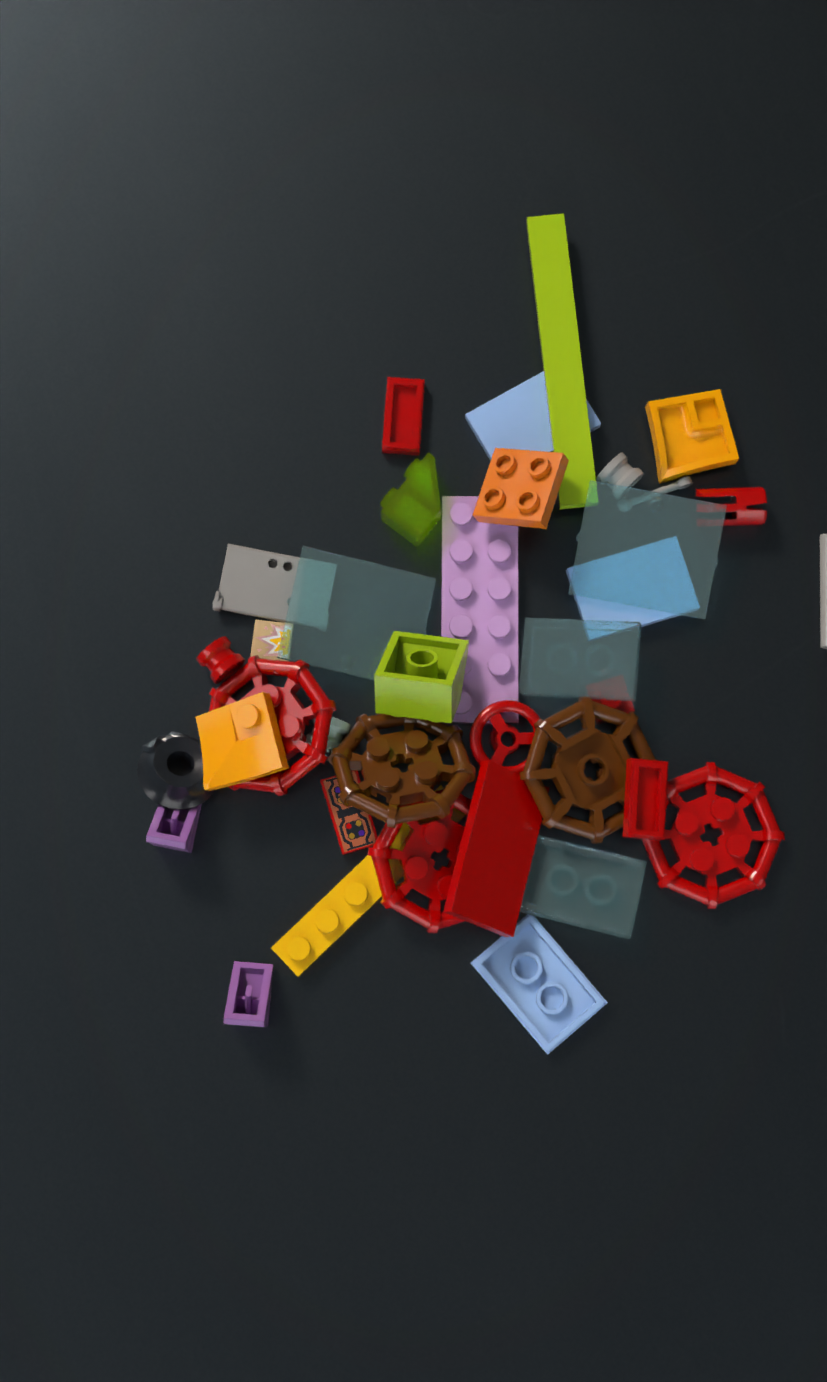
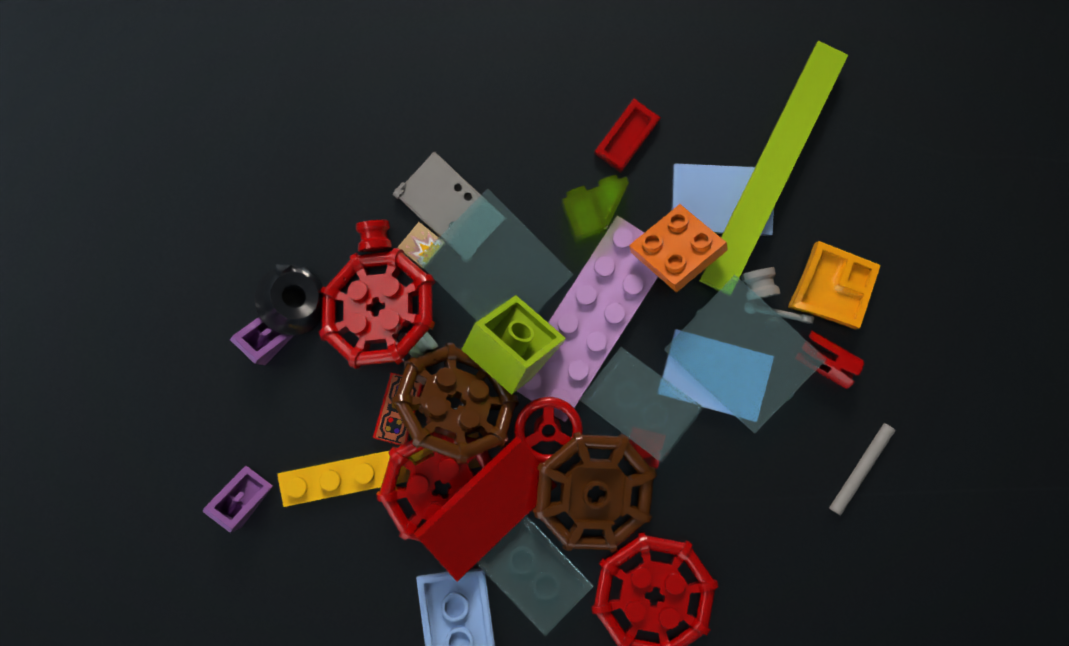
camera: 30 degrees right, 5 degrees up
(240, 742) = (346, 309): light orange plate -> none
(645, 799) = (621, 541): red tile -> none

